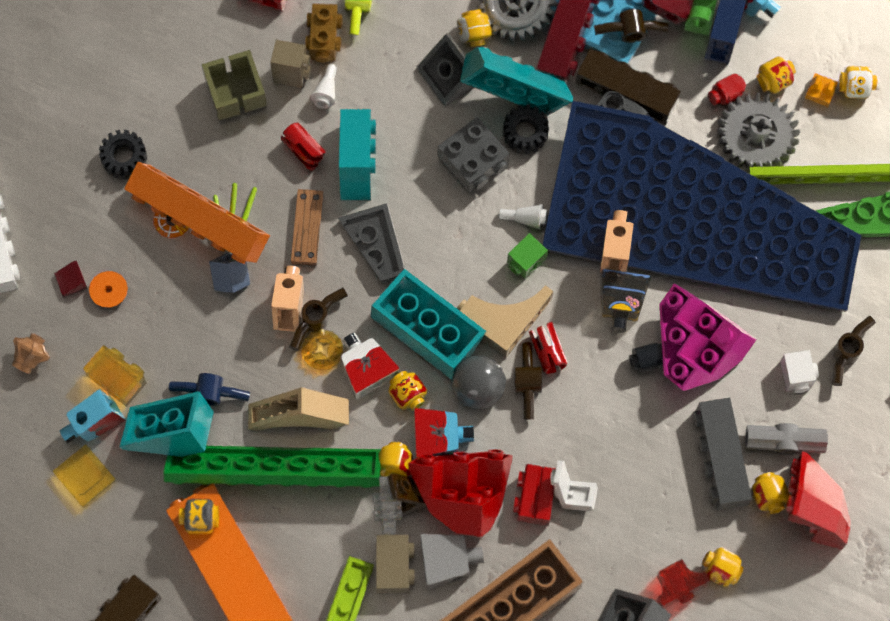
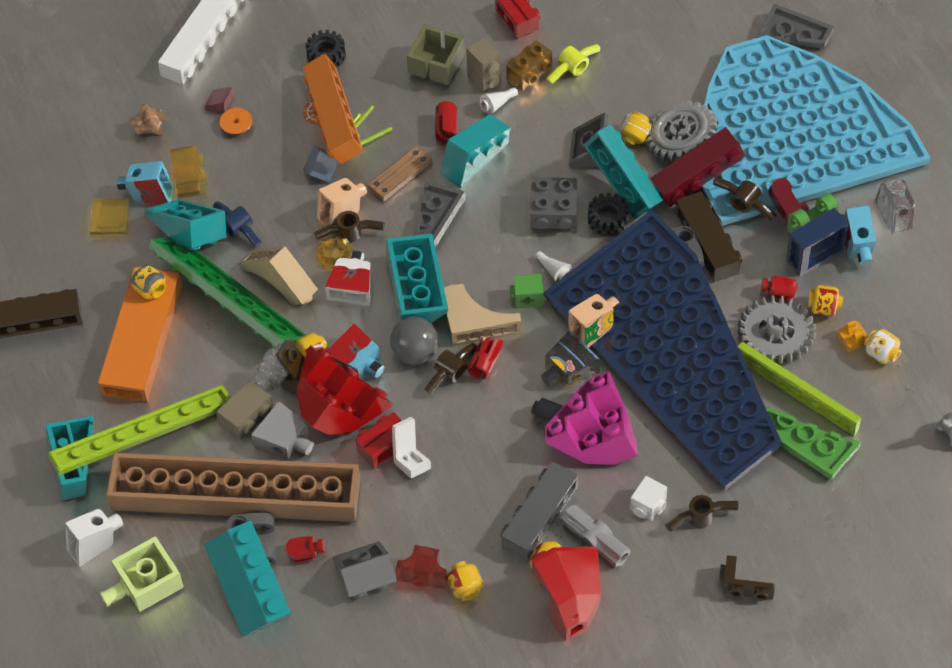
camera: 45 degrees right, 15 degrees down
(407, 390) = (363, 313): yellow head -> none

